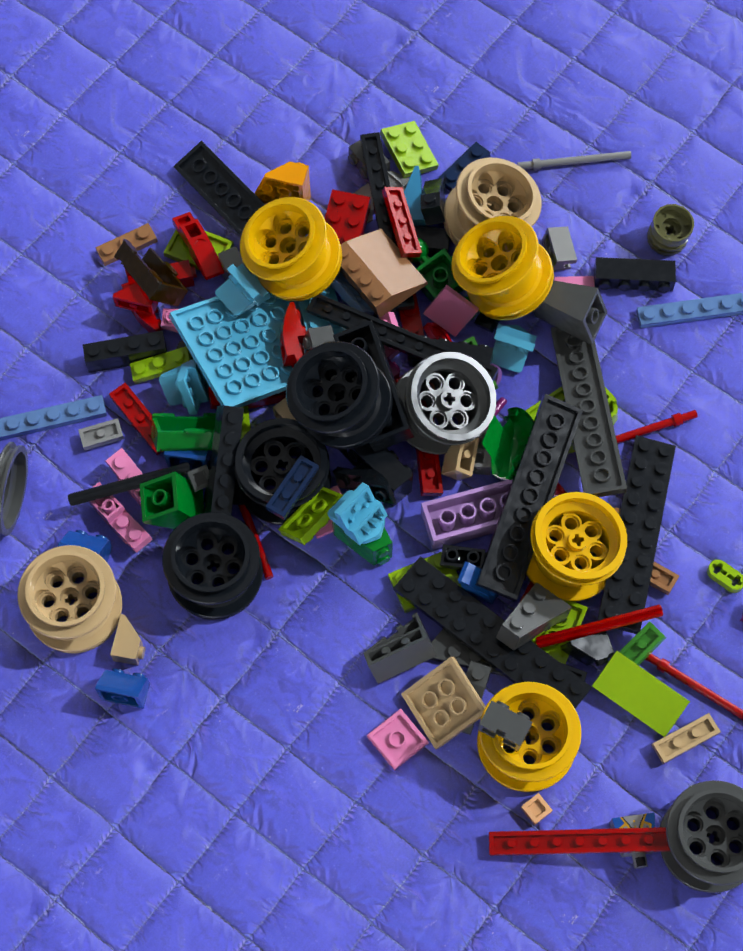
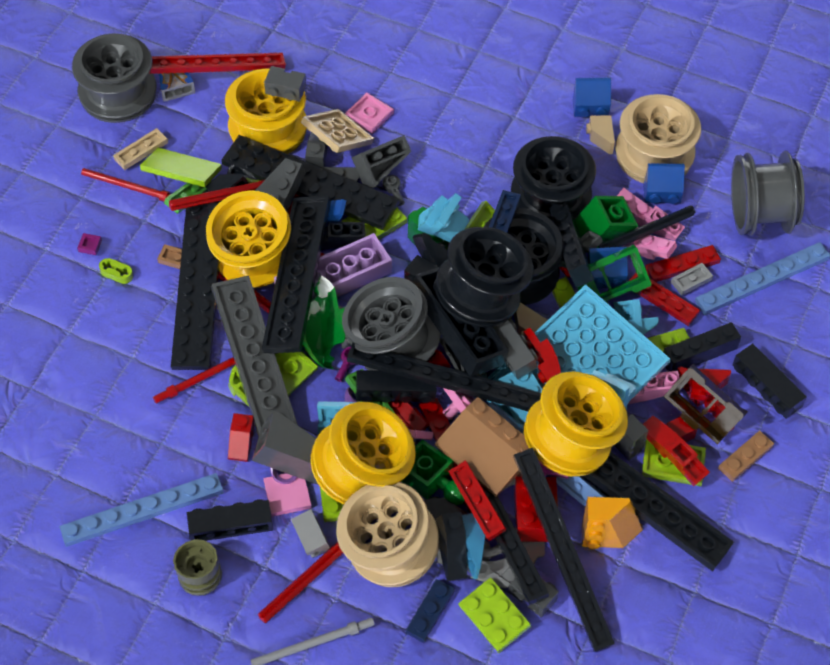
camera: 165 degrees right, 10 degrees down
(72, 307) = (769, 381): none -> black brick
(95, 458) = (678, 264): none -> red plate
(335, 172) = (563, 550): none -> black plate
(393, 621) = (391, 184): none -> dark grey plate
(577, 209) = (300, 583): none -> red axle
(612, 355) = (241, 437): none -> slope

